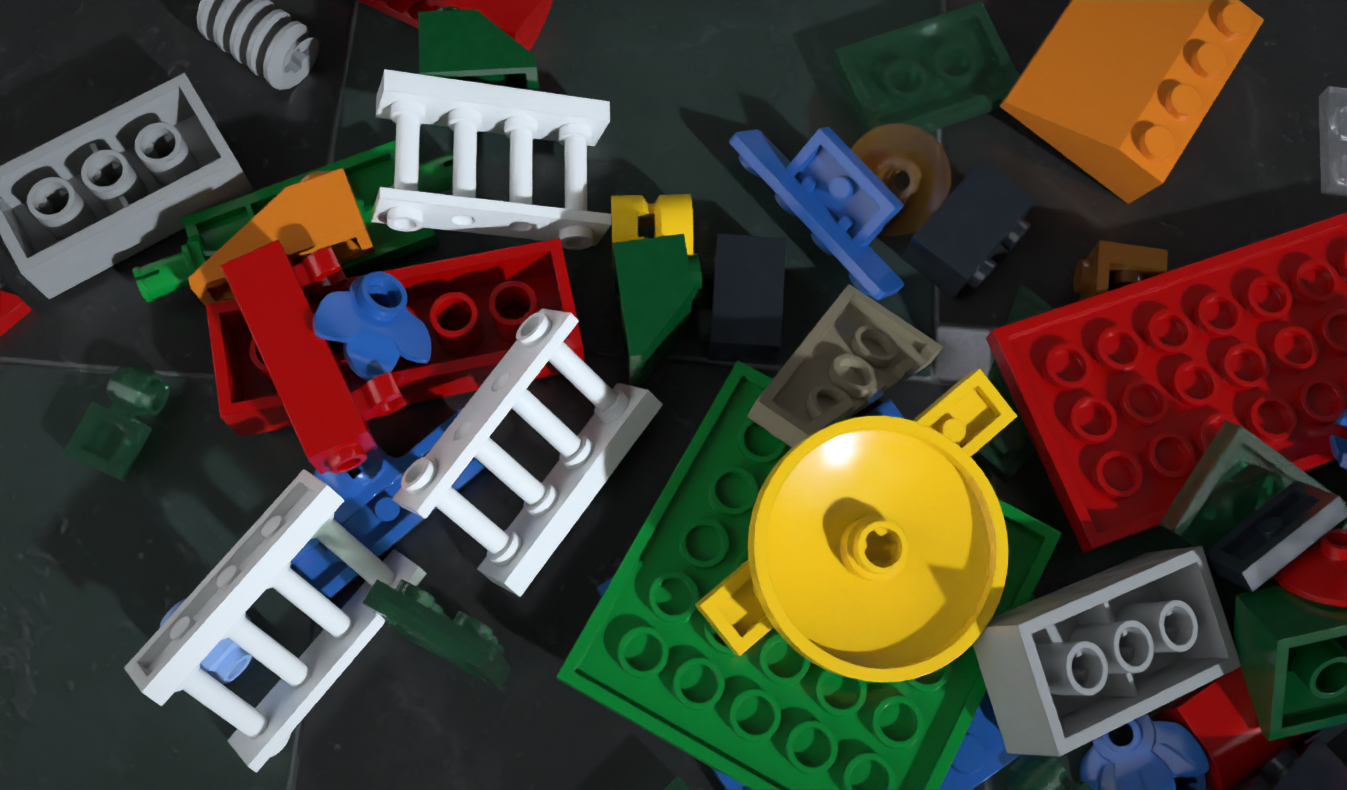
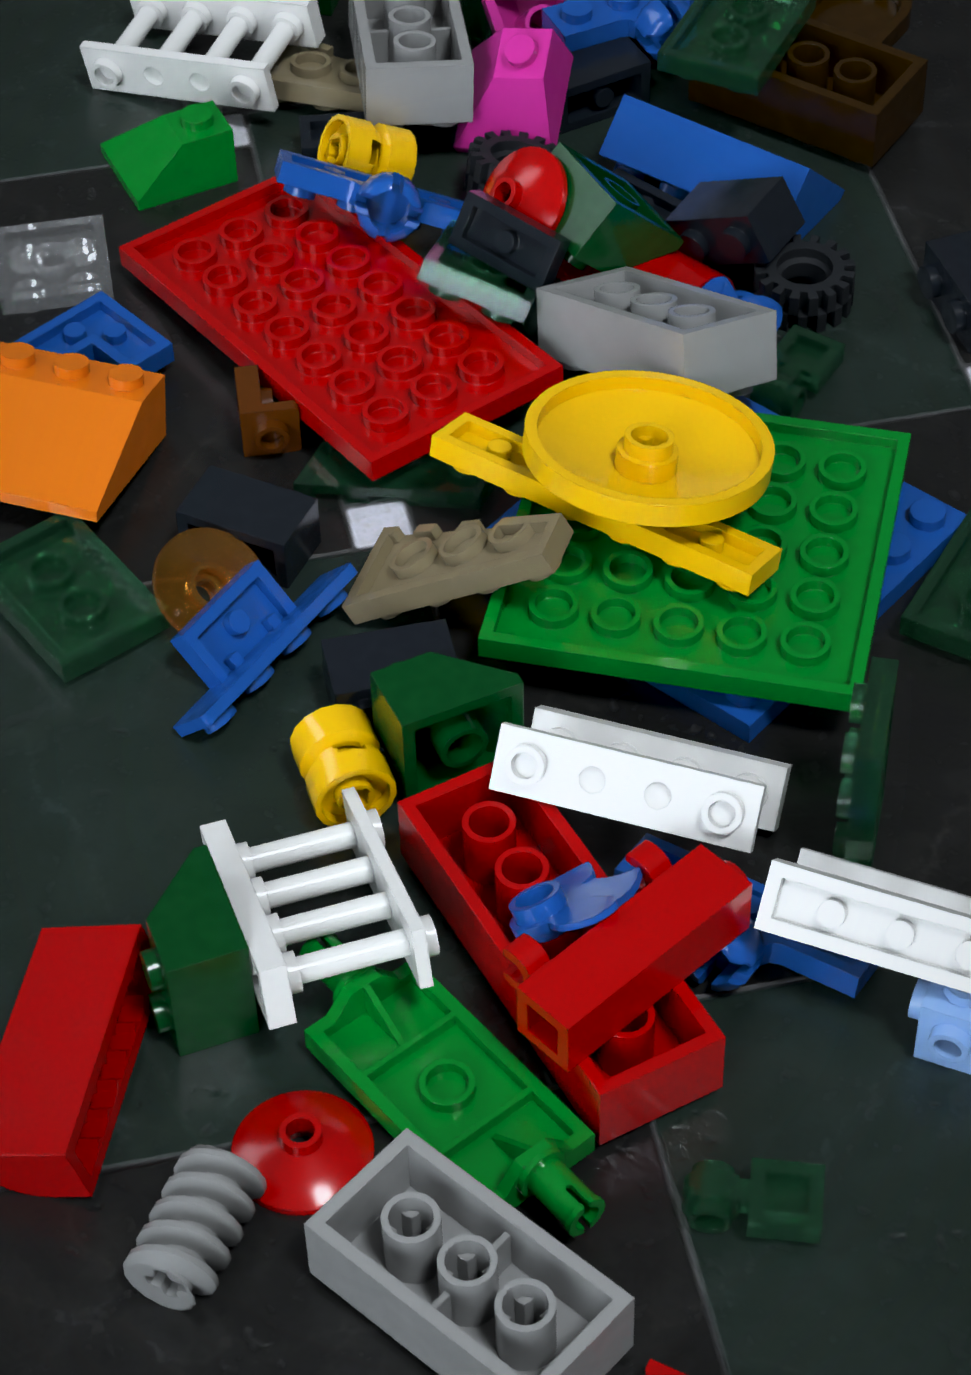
camera: 100 degrees left, 25 degrees down
(304, 219) = (482, 1057): orange slope -> none
(333, 137) = (308, 1172): none -> red dish
(1266, 160) = (103, 333): none -> blue plate

